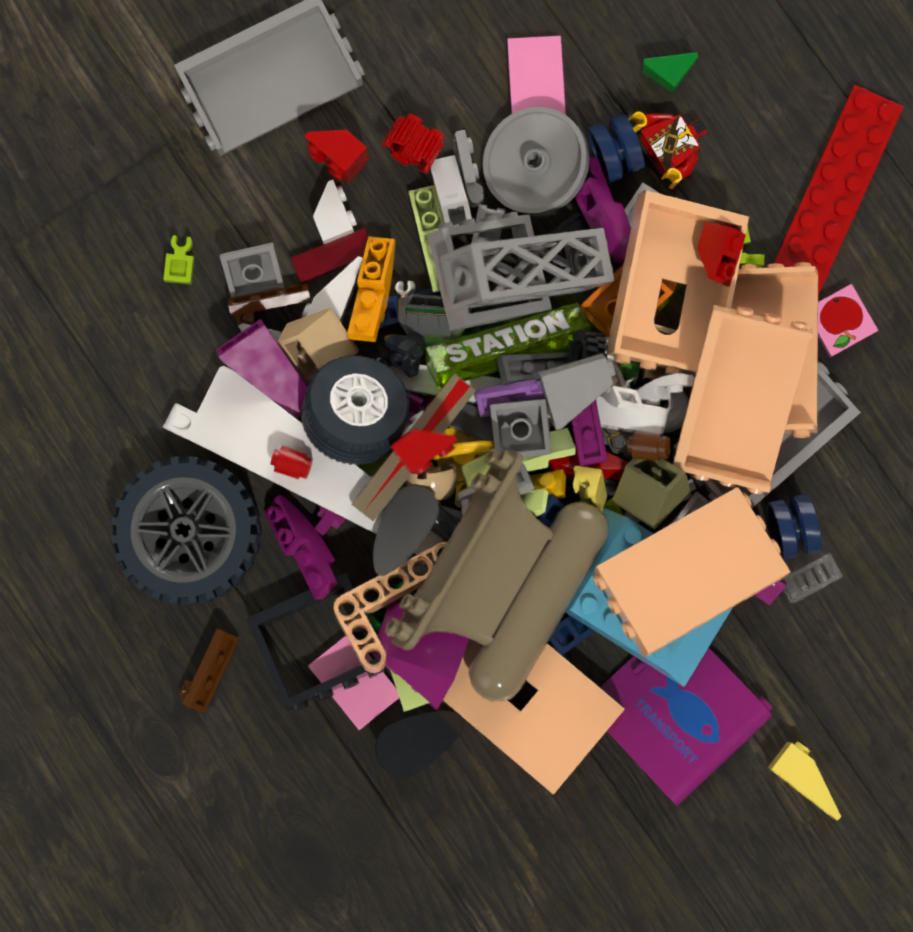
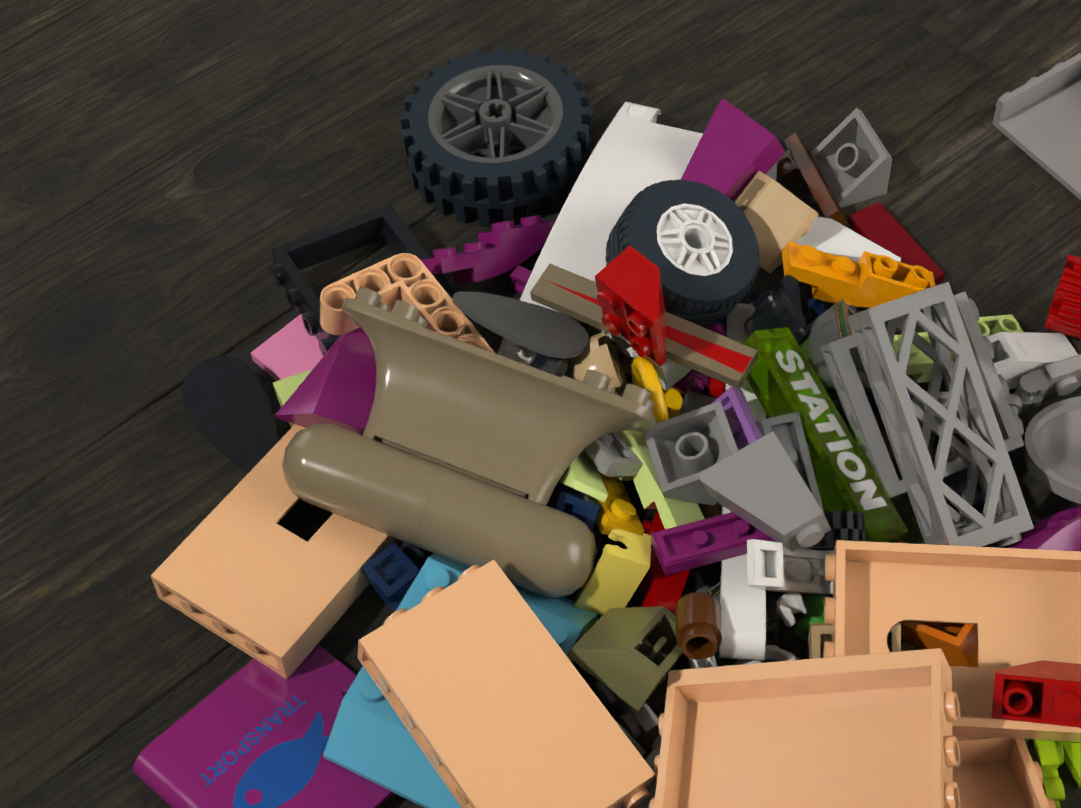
camera: 90 degrees right, 30 degrees down
(179, 265) = (839, 97): lime plate -> none
(200, 691) = (323, 188): reddish brown hinge -> none
(291, 462) = (596, 196): red brick -> none
(331, 215) = (952, 232): white slope -> none
(339, 151) = (1037, 219): red slope -> none
(661, 388) = (794, 635): white slope -> none

